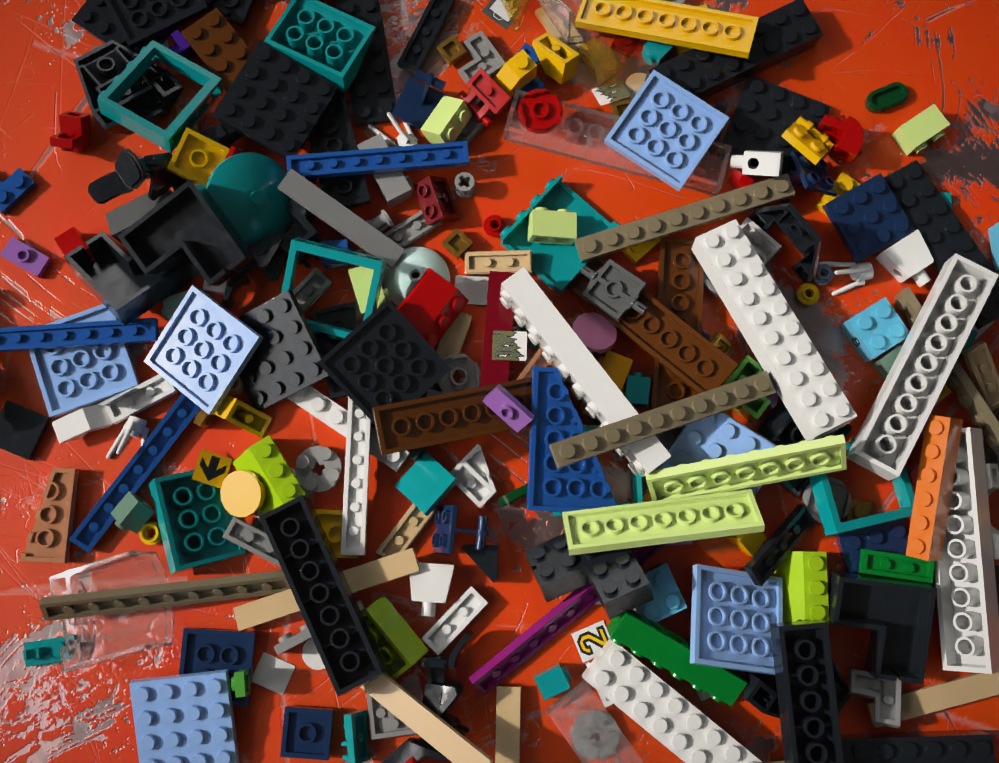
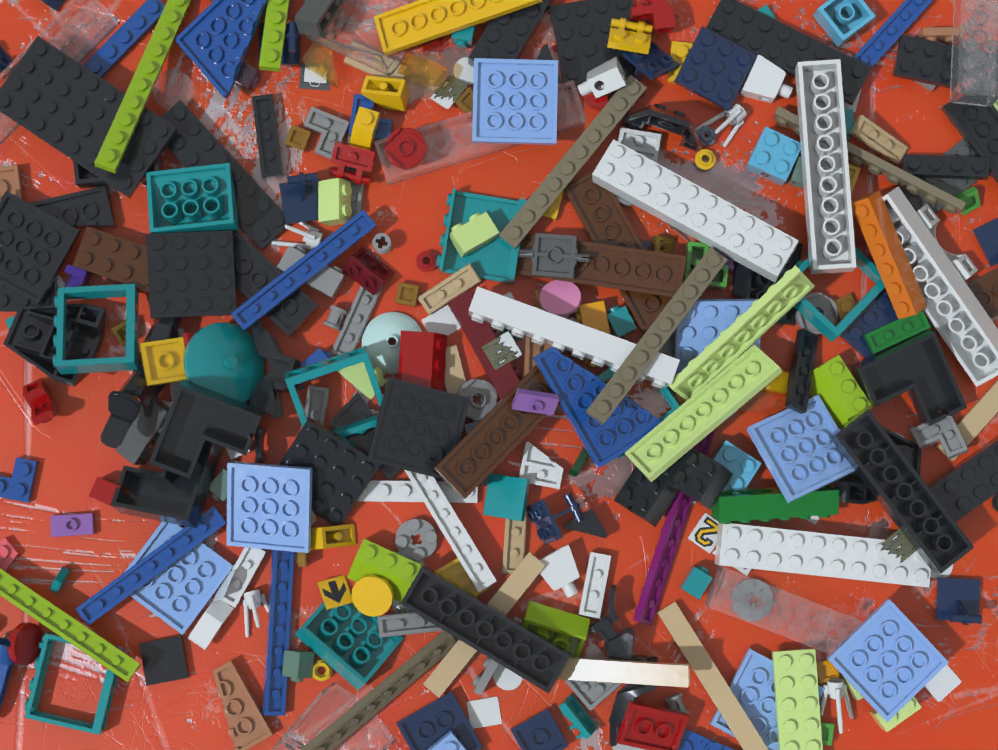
camera: 35 degrees left, 5 degrees up
(241, 683) = (467, 733): bright green plate -> none
(340, 218) = (306, 335): light grey tile -> none

